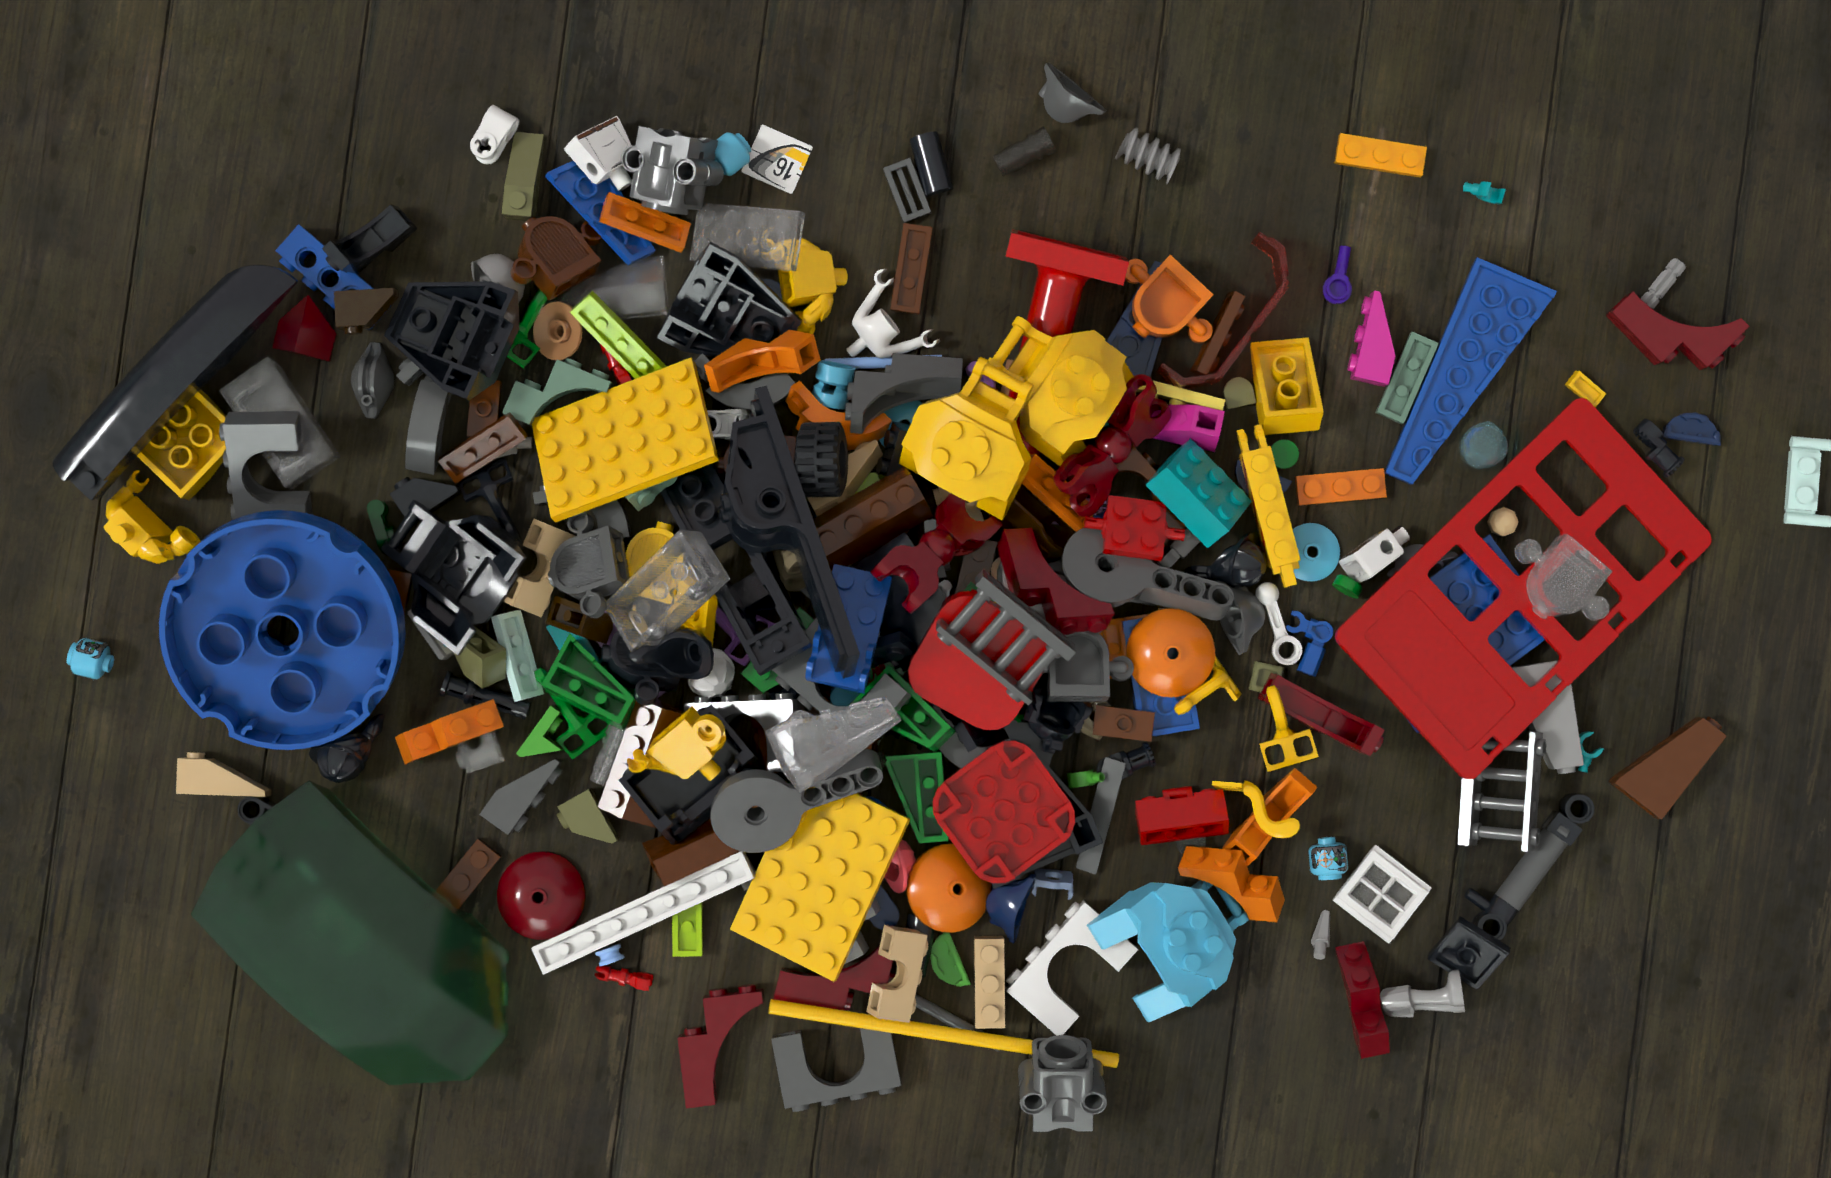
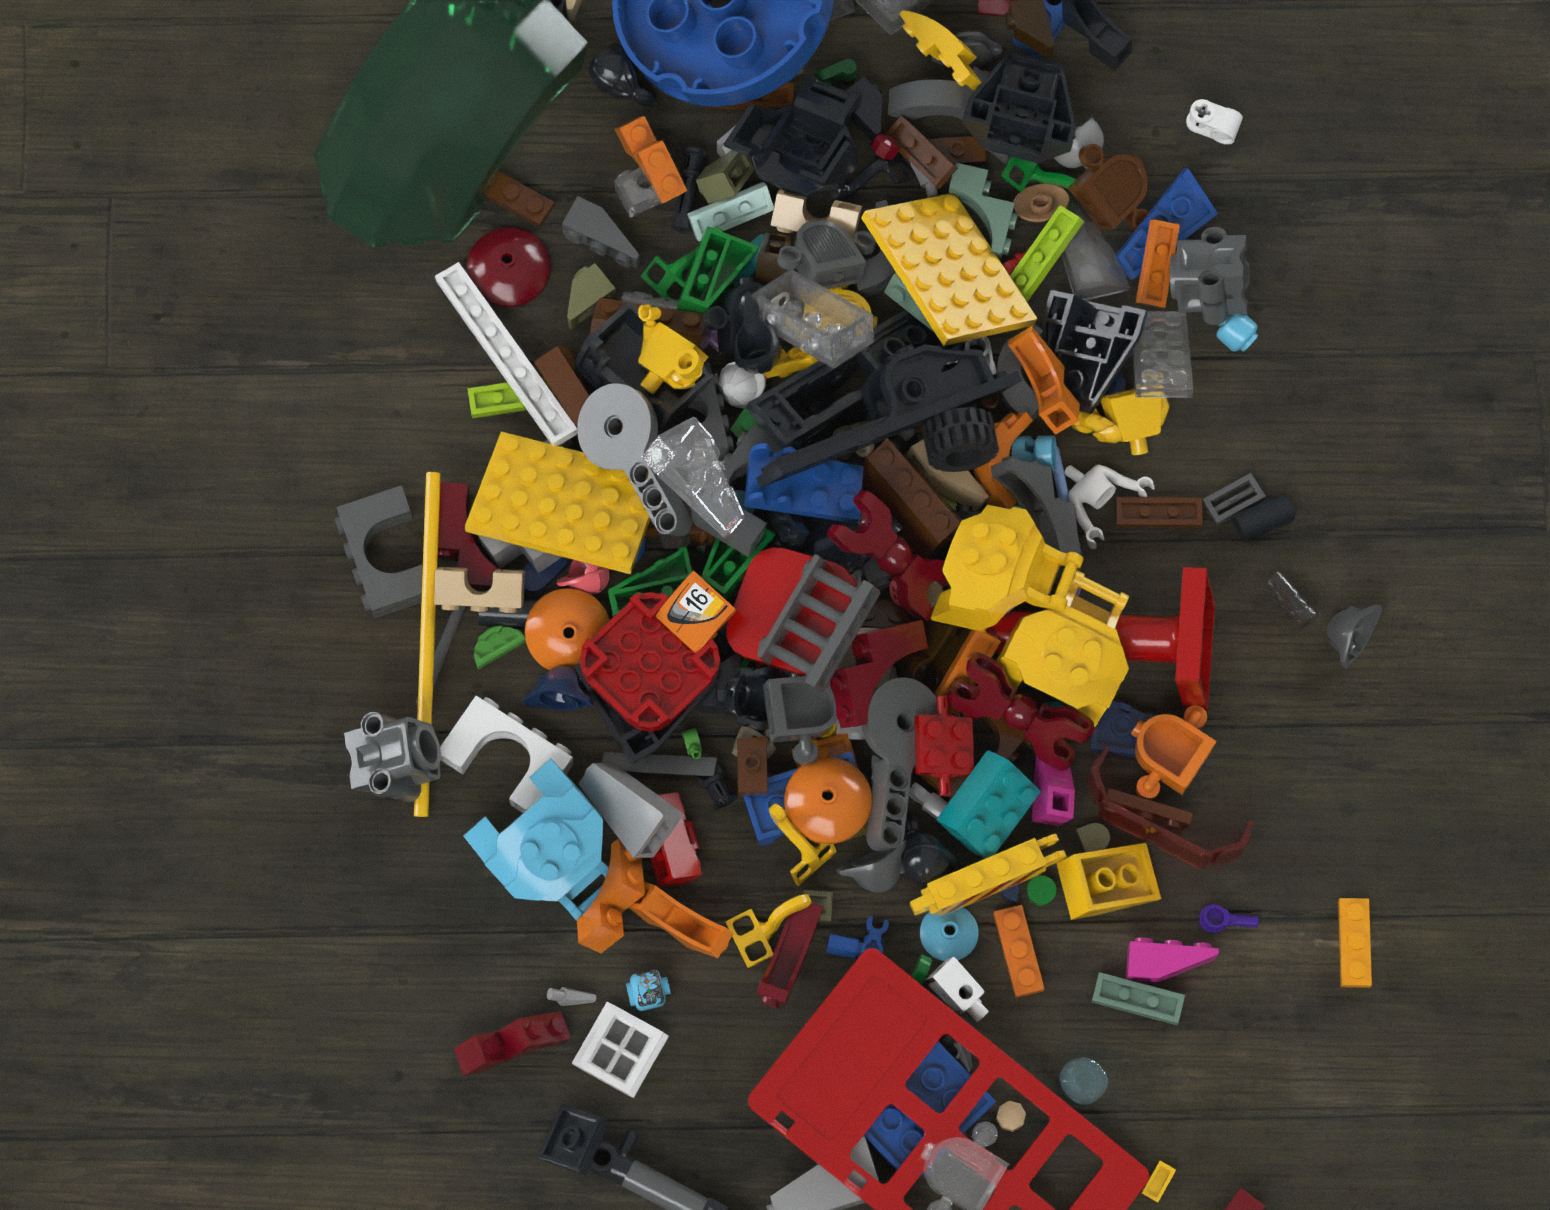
camera: 80 degrees right, 15 degrees down
(369, 404) = (943, 46): none -> yellow slope
(472, 483) = (885, 146): none -> dark red tile
(523, 177) = (1175, 152): olive slope -> none
(538, 741) = (656, 240): bright green slope -> none
(600, 153) = (1216, 209): white torso -> none
(609, 954) = (461, 333): light blue bush -> none
(638, 980) = (441, 349): red piece -> none
(701, 1048) = (383, 428): dark red arch -> none
(777, 159) = (1241, 378): sticker -> none
(964, 758) = (695, 612): none -> slope
(989, 982) = (499, 677): tan arch -> none
(1065, 880) = (589, 739): sand blue piece -> none
(1149, 154) = (1309, 715): light grey piece -> none
(1149, 853) = (630, 808): none -> light grey slope
(1182, 396) = (1080, 780): light yellow plate -> none
(1268, 595) = (899, 894): white piece -> none
(1279, 829) = (670, 927): yellow piece -> none
(1403, 1001) = (516, 1084): light grey piece -> none
(1474, 801) = (726, 1123): dark grey fence -> none
(1479, 337) = (1193, 1065): blue wing -> none
(1485, 192) = (1338, 1049): teal piece -> none

